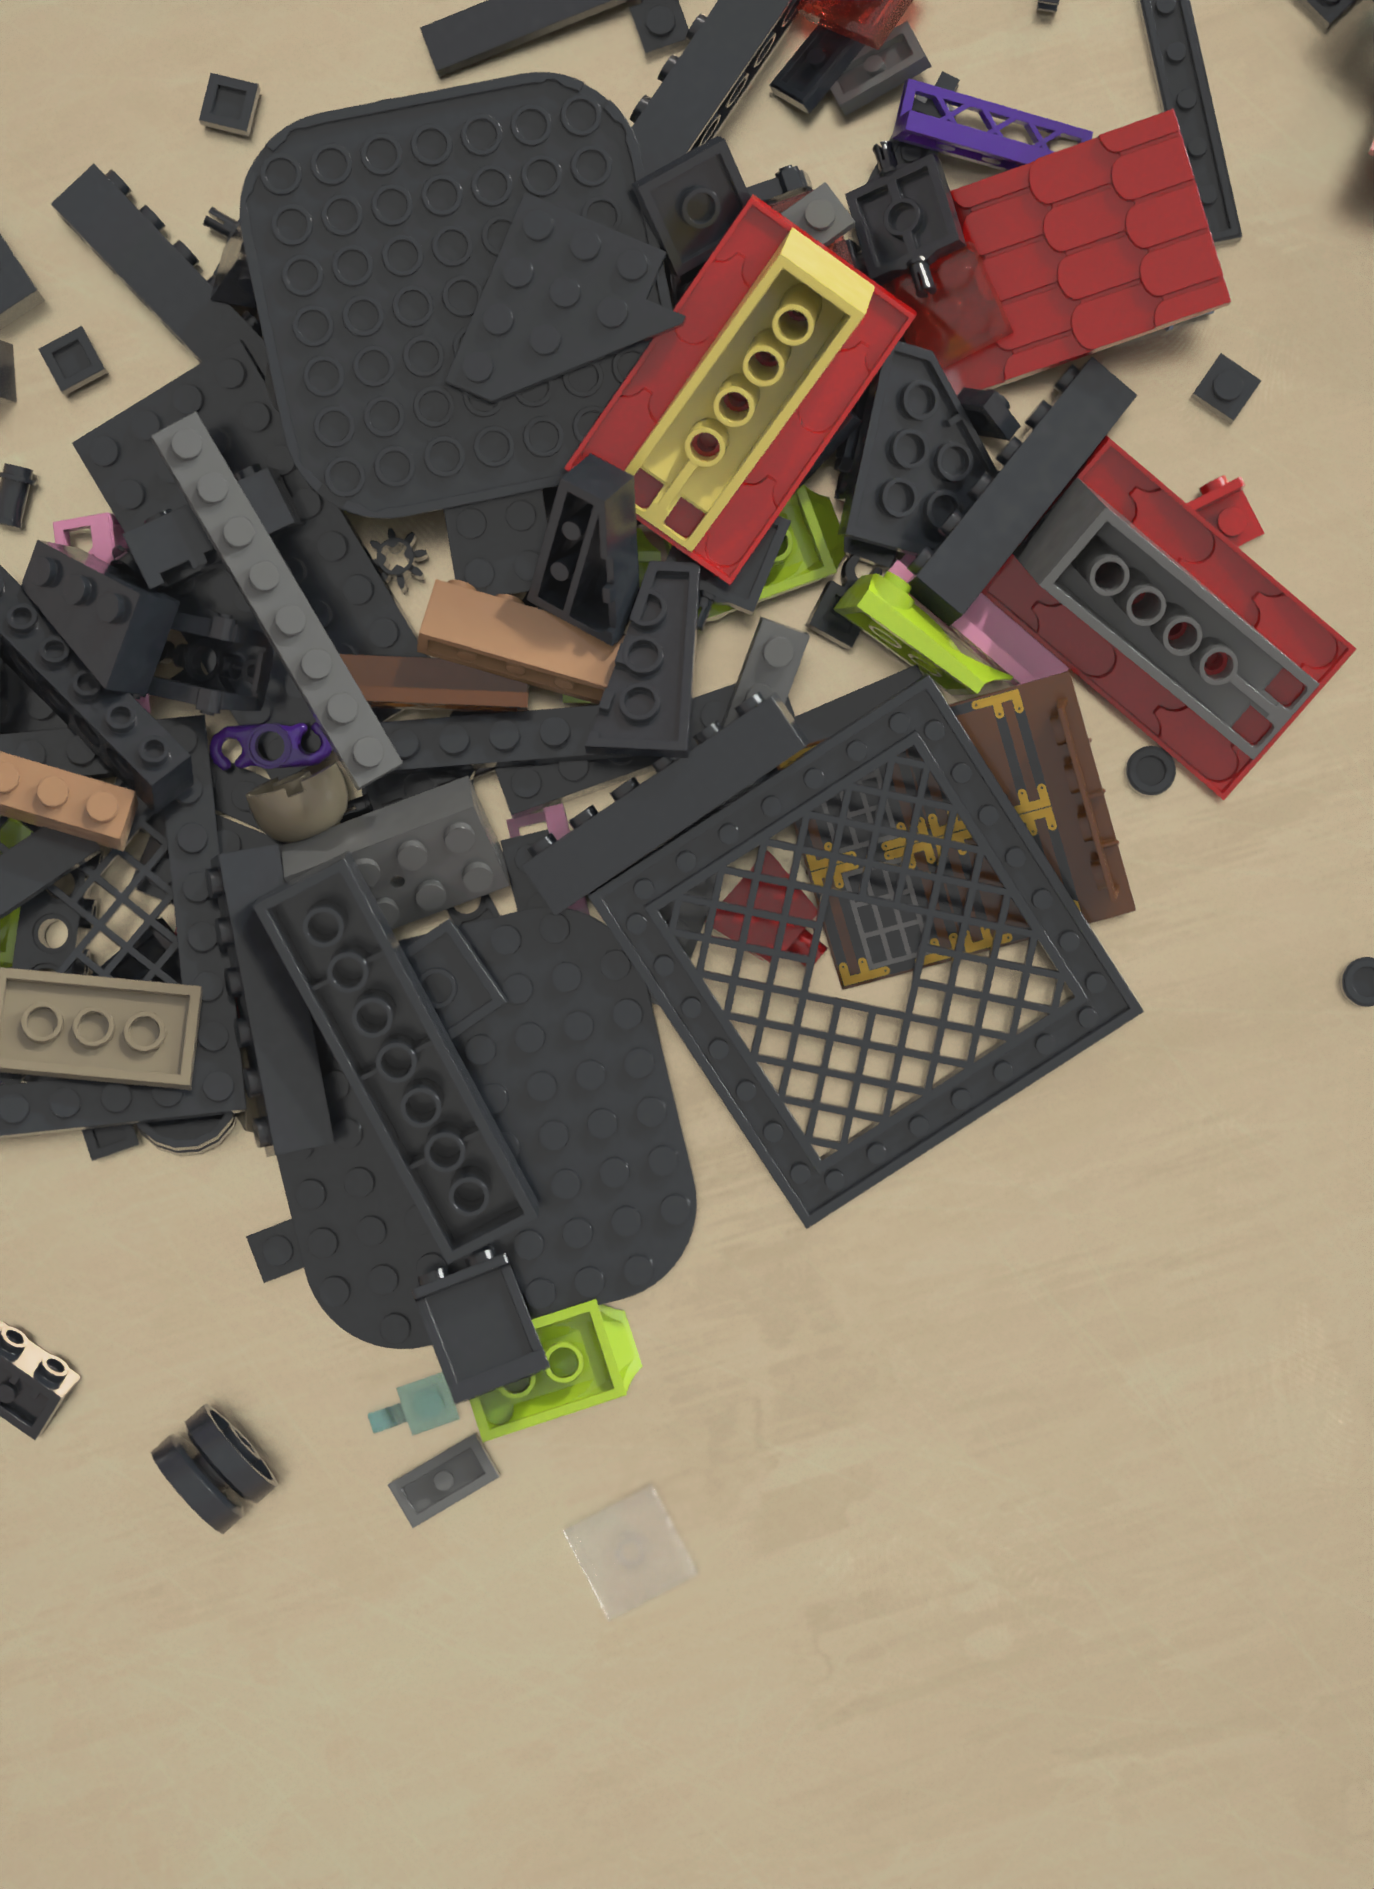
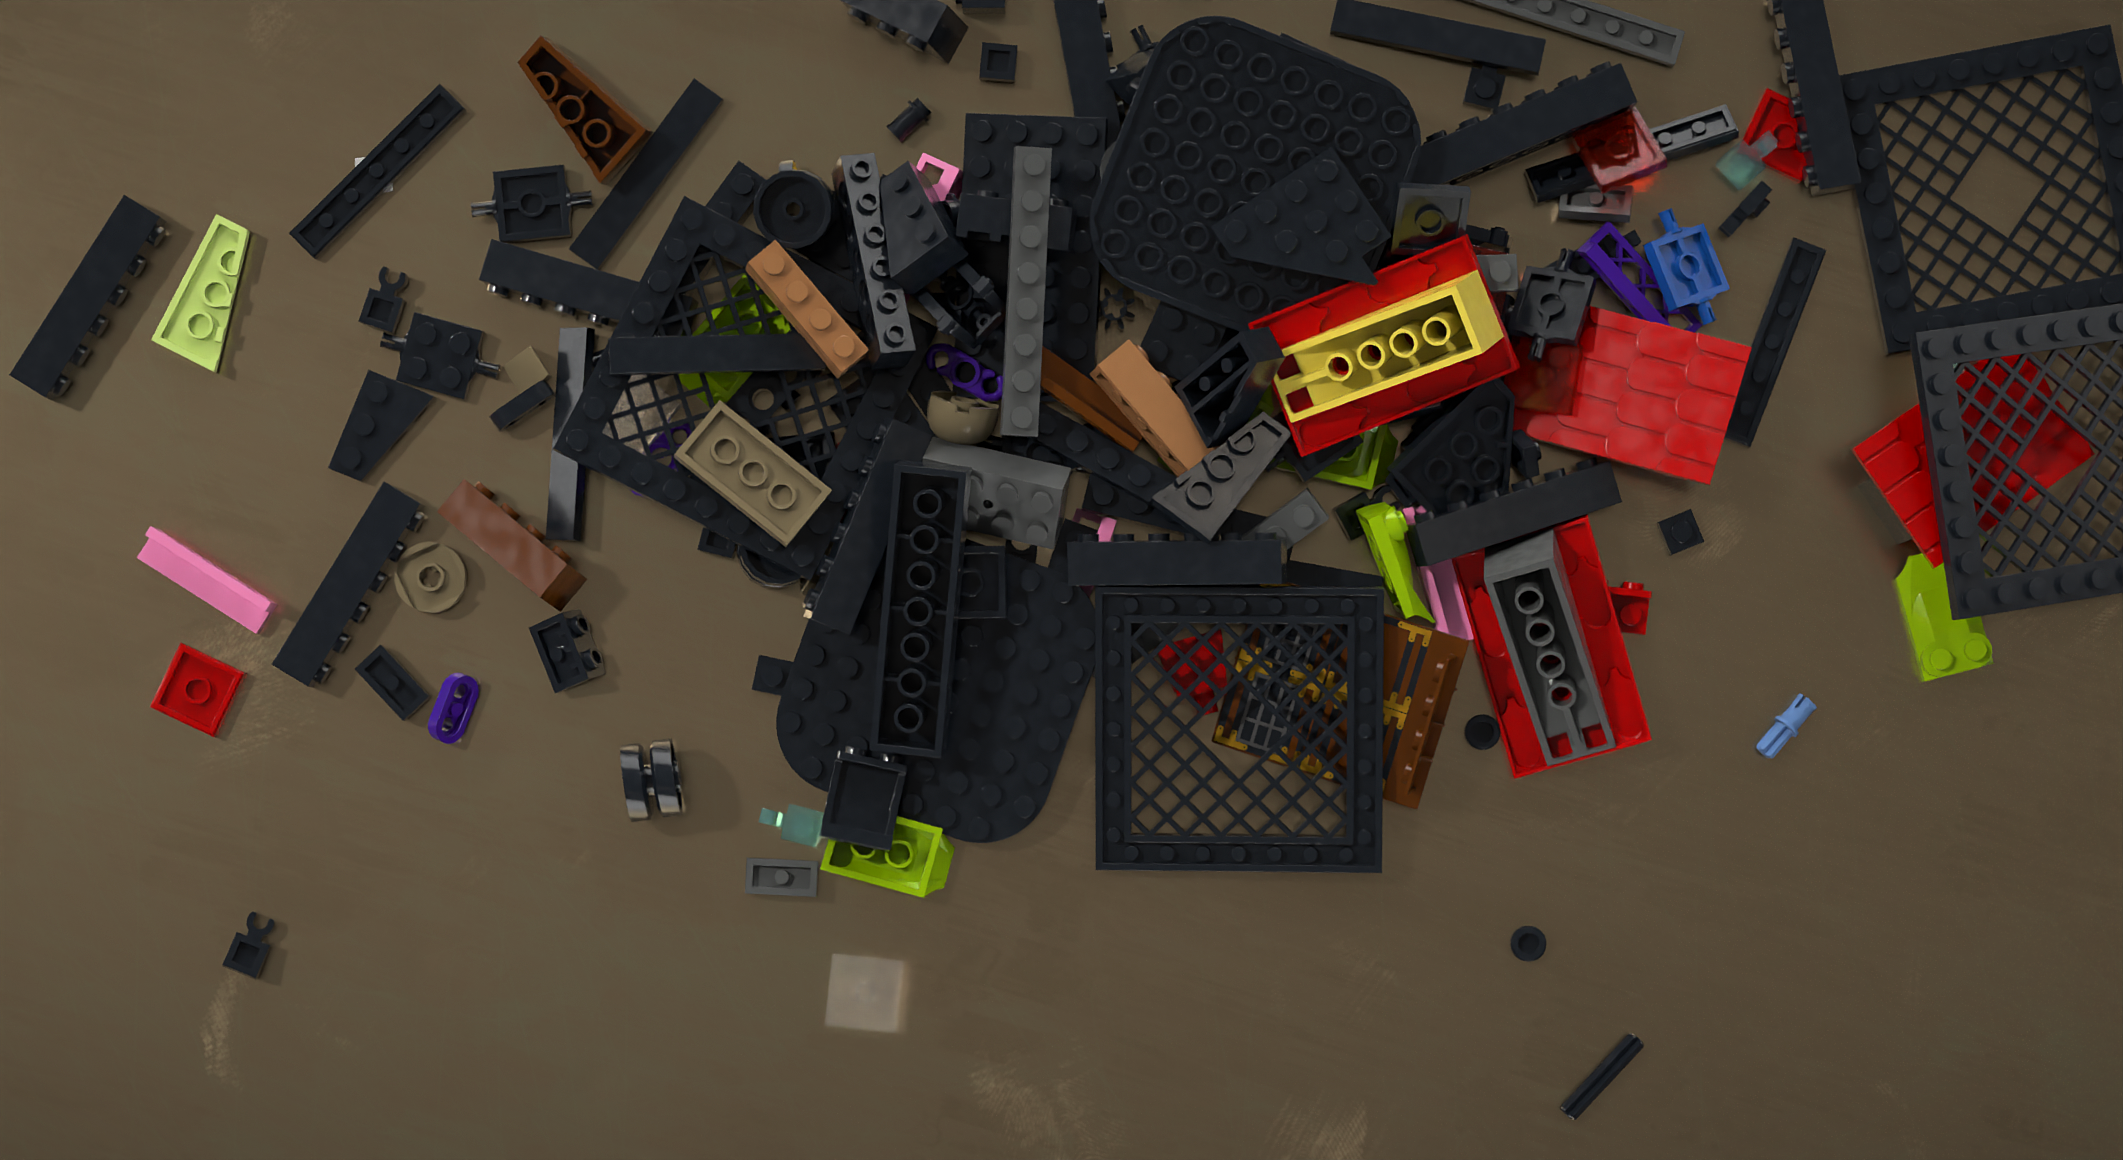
camera: 30 degrees right, 0 degrees up
(1031, 75) = (1686, 267): none -> blue plate

